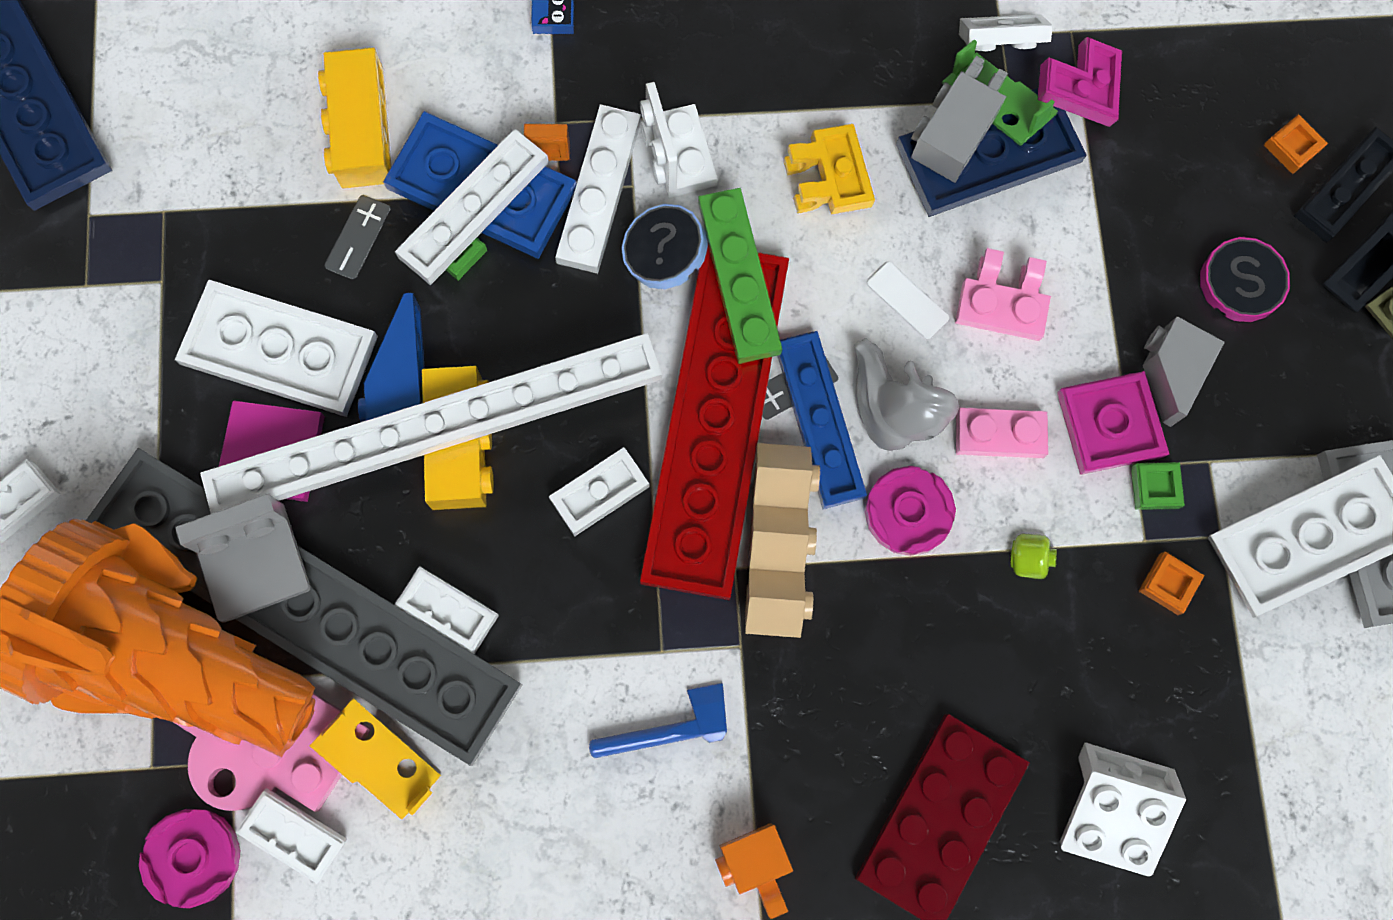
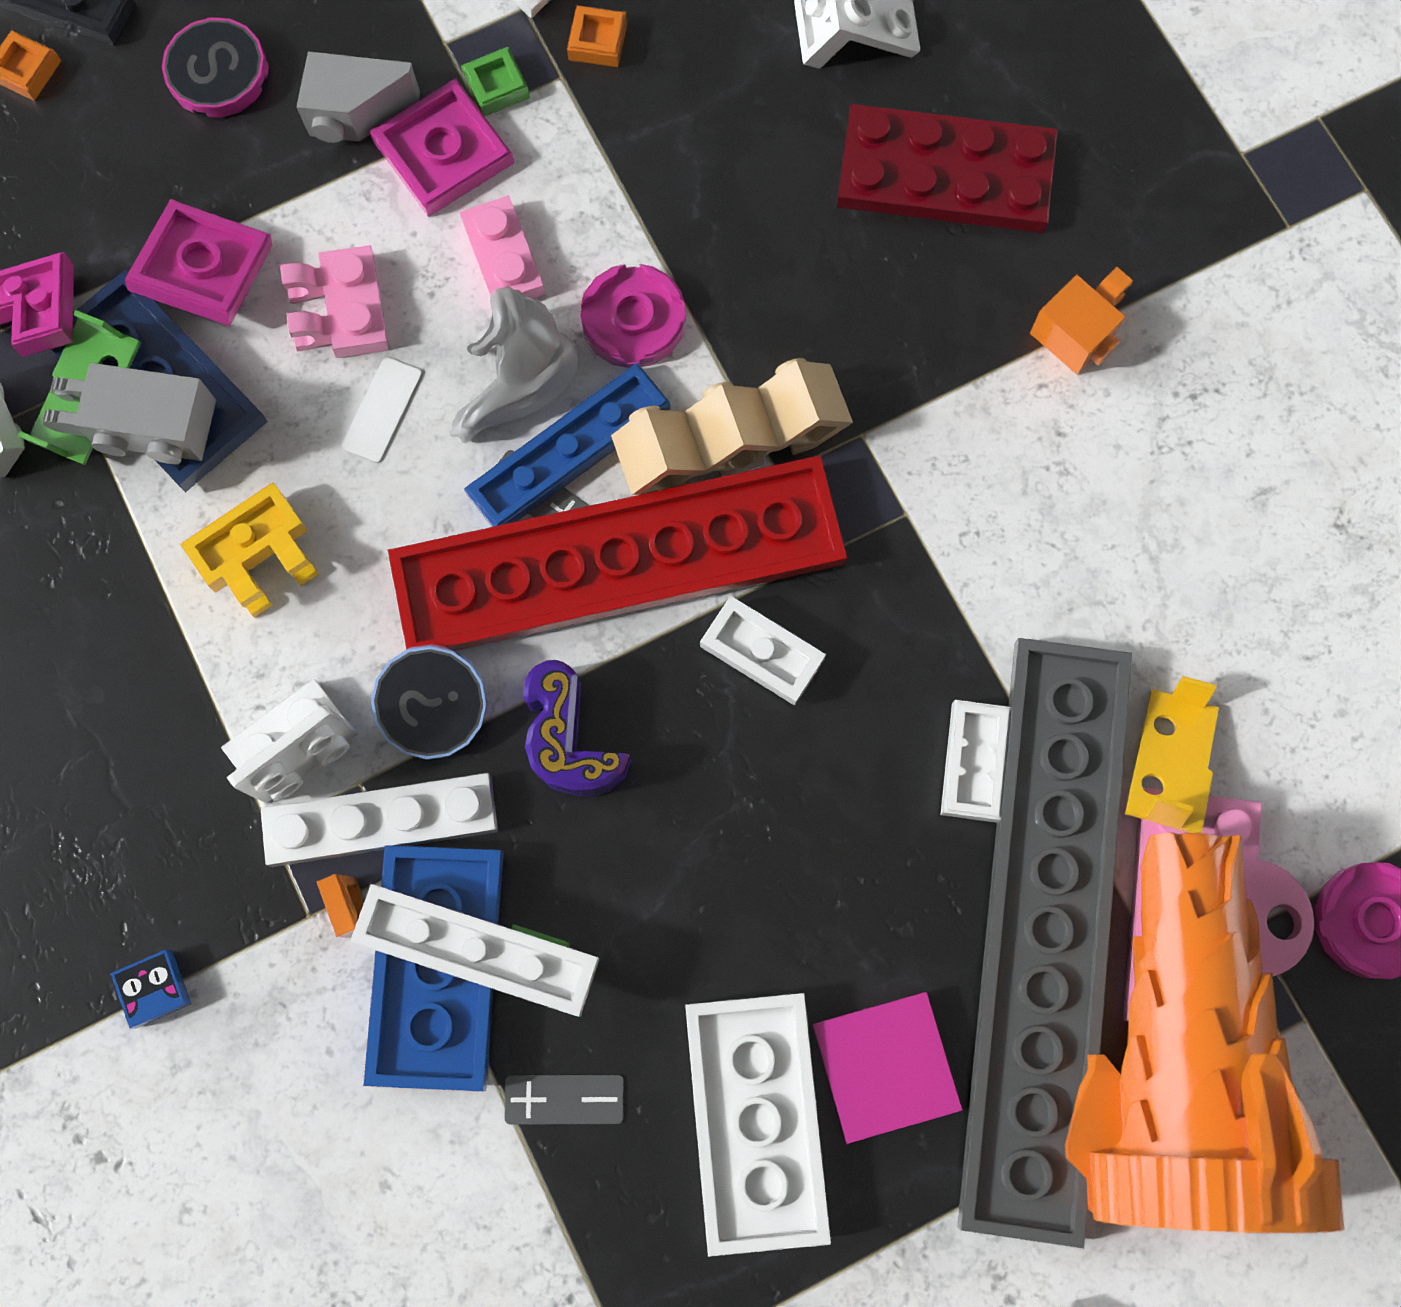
camera: 105 degrees left, 0 degrees up
(247, 556) = (1036, 1007): light grey bracket -> none
(291, 835) = (1298, 814): white plate -> none
(355, 117) = (404, 1176): yellow brick -> none
(397, 368) = (739, 944): blue slope -> none
(434, 424) = (788, 864): white plate -> none
(458, 473) = (774, 840): yellow brick -> none
(597, 317) = (554, 733): none -> dark purple animal
(709, 724) = (961, 430): blue piece -> none
(739, 276) = (433, 594): bright green plate -> none
(1032, 556) = (627, 177): lime piece -> none
(1074, 209) = (199, 262): none -> dark pink tile

